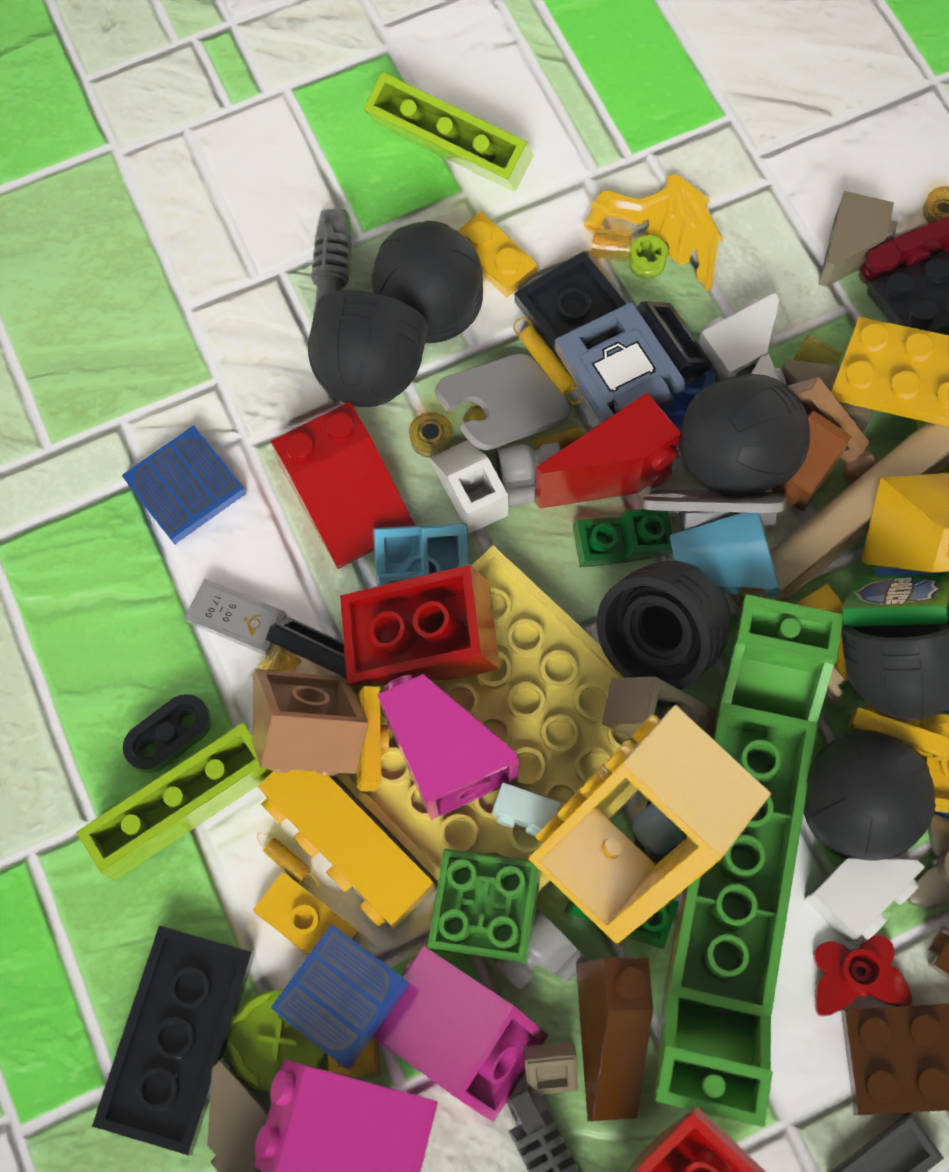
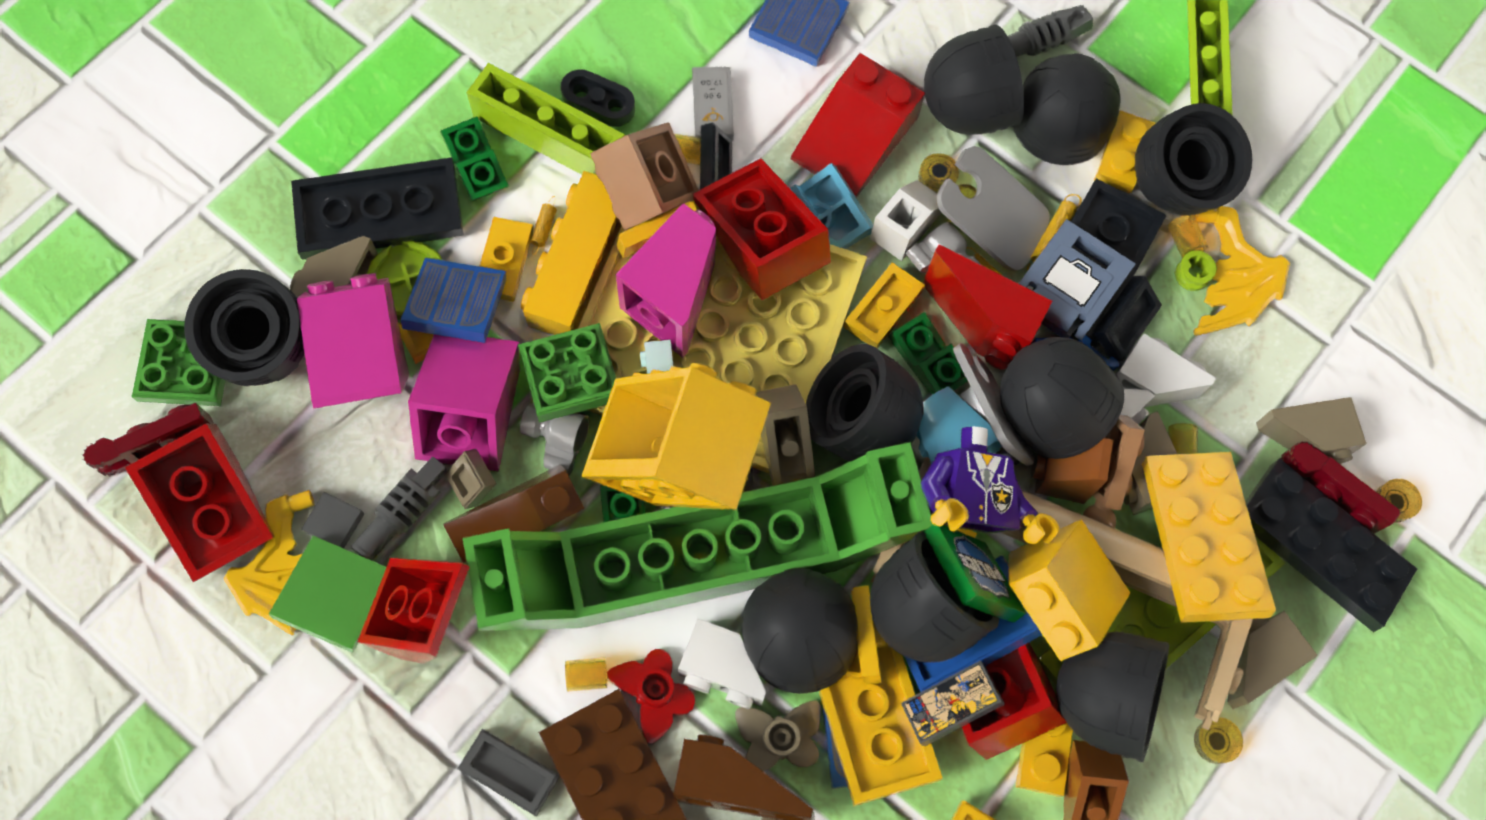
camera: 55 degrees right, 0 degrees up
(169, 901) = (474, 159): none -> green slope
(551, 554) = (883, 305): none -> yellow plate
(553, 198) = (1193, 160): none -> black piece
(816, 1036) = (586, 674): none -> clear yellow hinge
(817, 556) = (980, 492): none -> dark purple torso

